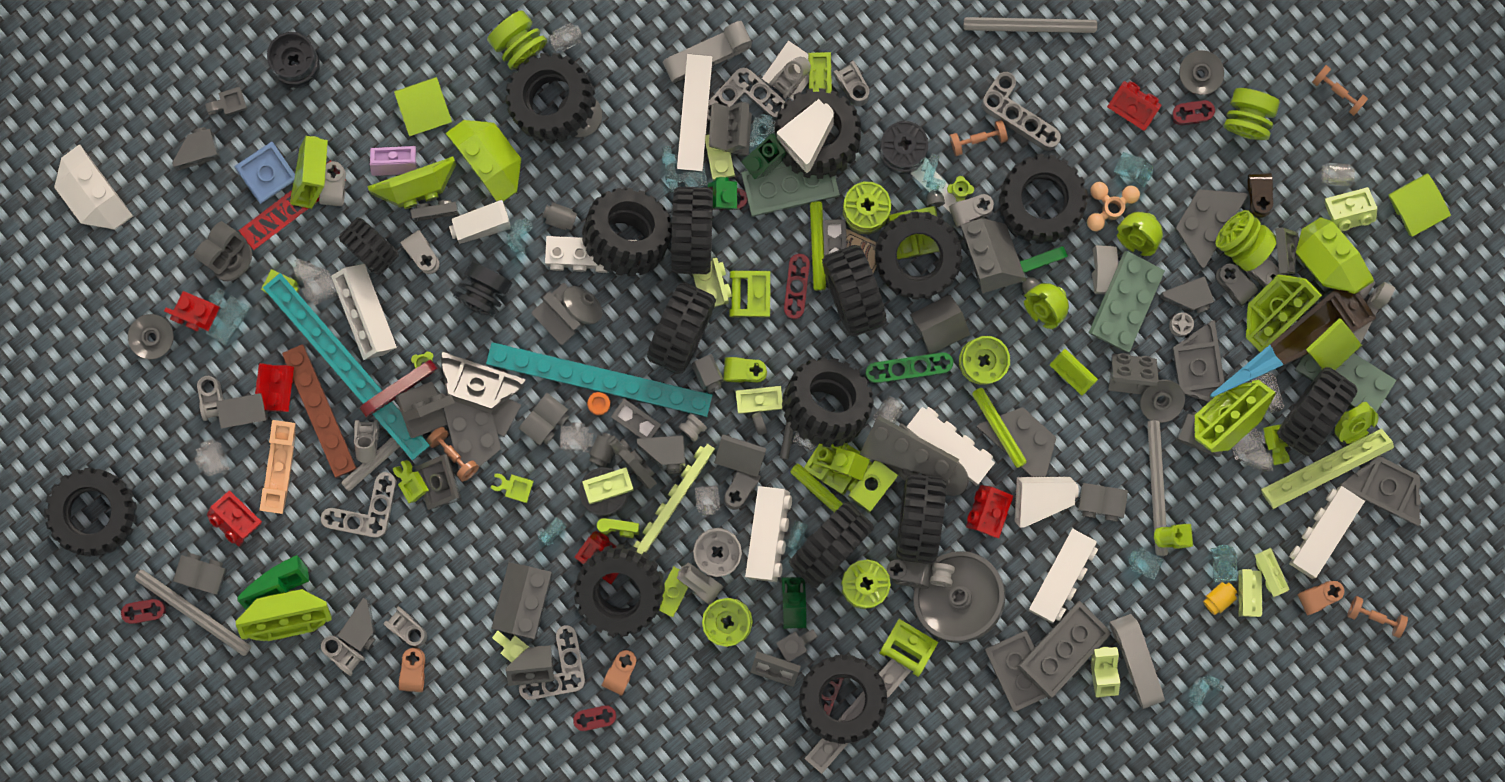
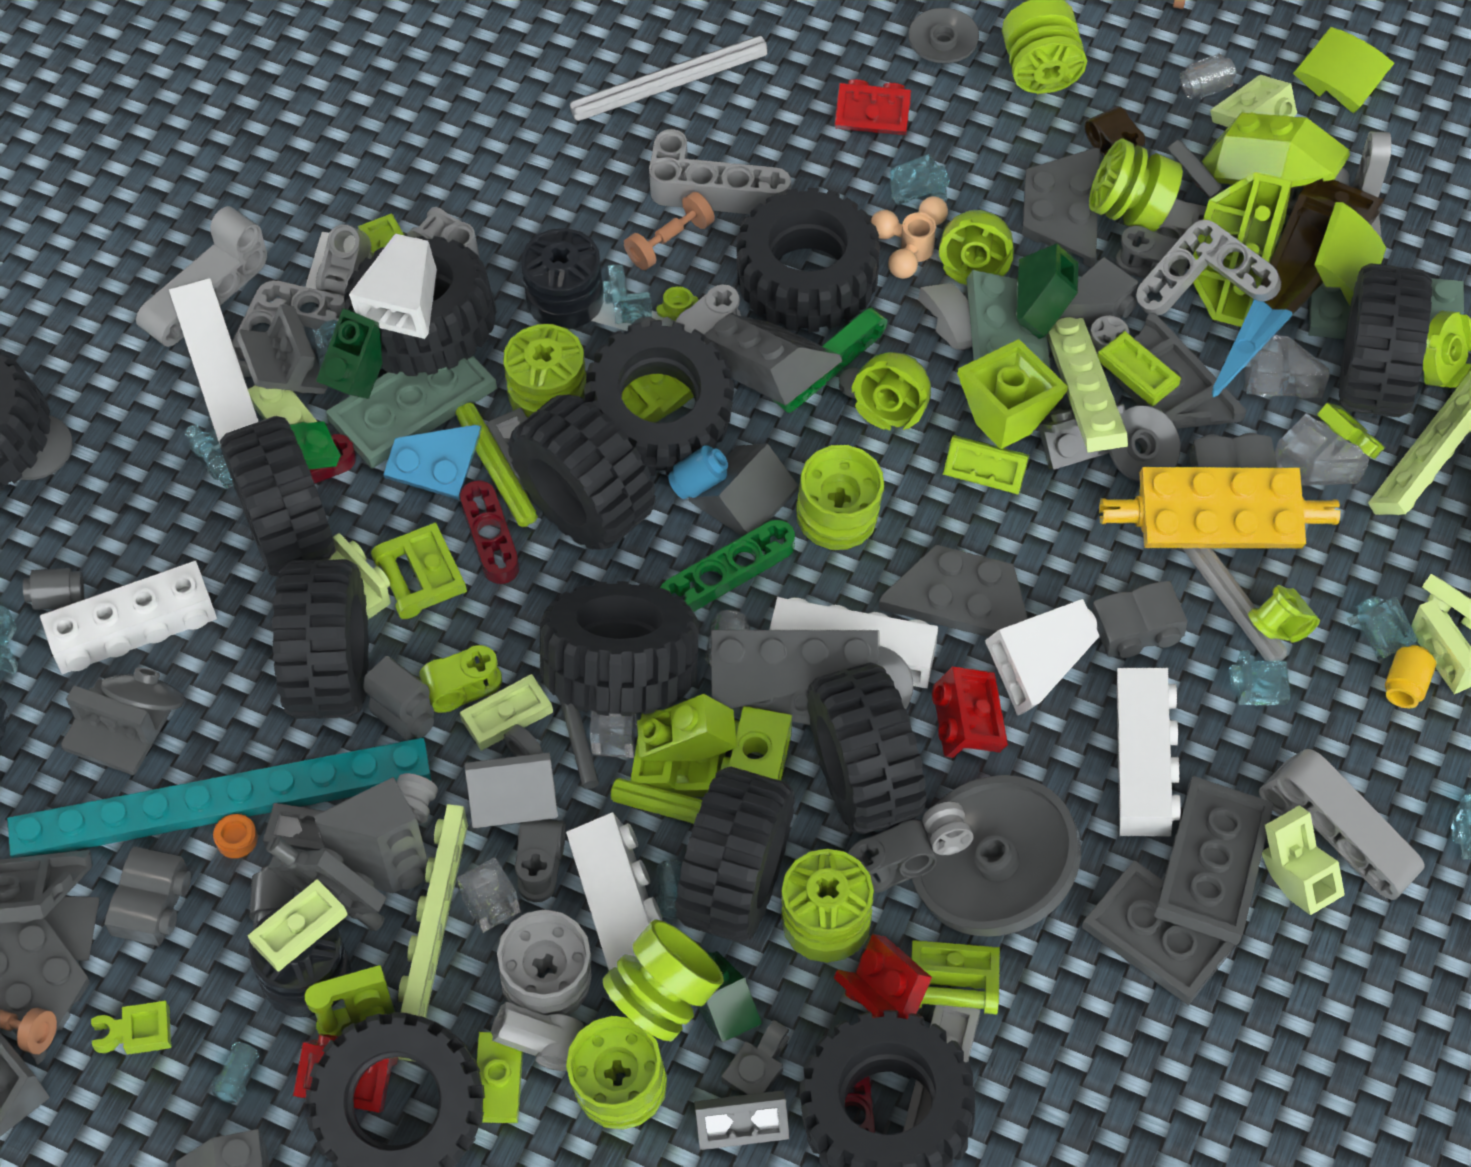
camera: 20 degrees left, 25 degrees down
(575, 437) = (215, 901): clear brick -> none
(634, 210) = (170, 546): black tyre -> none
(766, 595) = (662, 980): none -> lime wheel
(785, 231) = (434, 459): none -> dark azure wing
(872, 637) = (885, 980): none -> red bracket
(920, 309) = (698, 472): none -> dark azure brick
(999, 427) = (917, 582): lime axle -> none
(1104, 342) = (1010, 392): none -> lime slope
(1146, 358) = (1087, 386): none -> yellowish green plate
(1158, 286) = (1045, 288): none -> dark green slope
(1178, 461) = (1220, 508): none -> yellow plate
(1183, 356) = (1138, 368): none -> lime plate
(1192, 107) = (959, 87): dark red beam -> none
(1232, 415) = (1264, 400): lime wedge -> none
(1259, 310) = (1209, 254): none -> light grey beam

